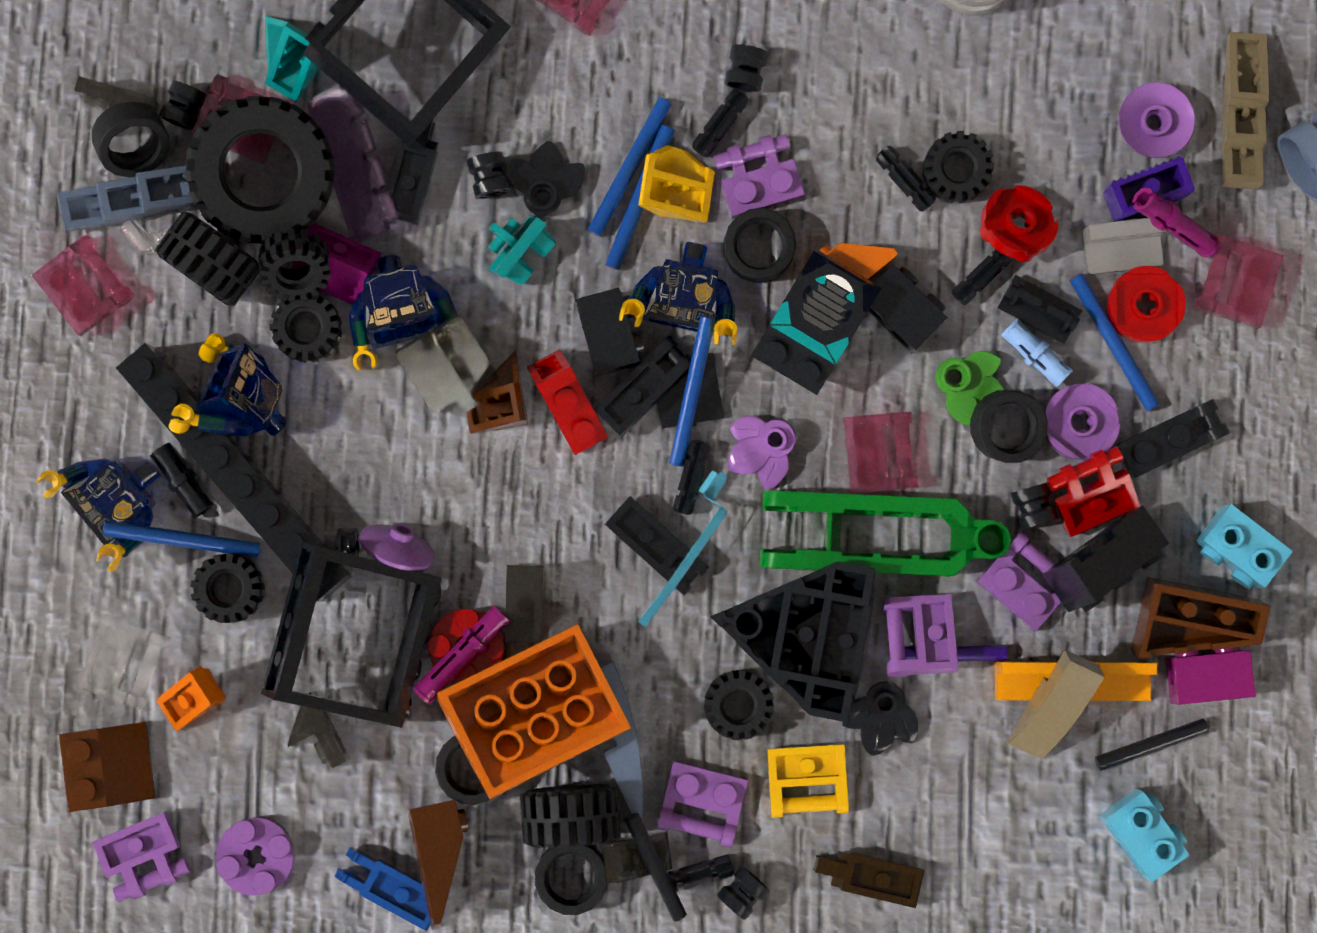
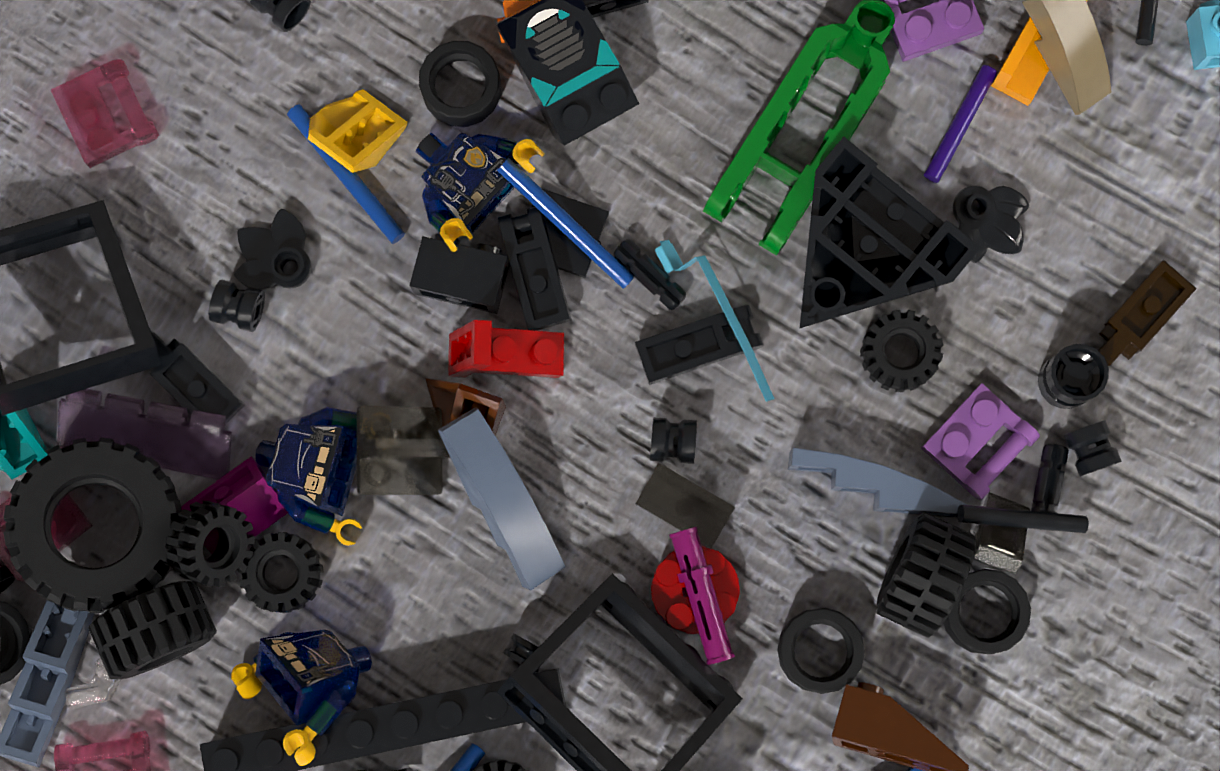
camera: 55 degrees left, 5 degrees down
(397, 546) = (555, 600): medium lavender dish -> none
(451, 462) = (502, 497): none -> sand blue slope
(529, 235) = (320, 299): teal hips -> none
(533, 711) = (801, 553): orange slope -> none
(570, 558) = (663, 439): none -> black wheel
(629, 167) = (310, 167): blue bar -> none
(720, 122) = (318, 57): black axle -> none
(757, 453) = (660, 198): medium lavender plate -> none
(761, 187) = (406, 47): medium lavender plate -> none
(790, 848) = (1073, 376): none -> black wheel
(805, 768) = (999, 320): yellow plate -> none
(868, 453) = (722, 91): clear pink plate -> none
(933, 635) = (934, 124): medium lavender plate -> none

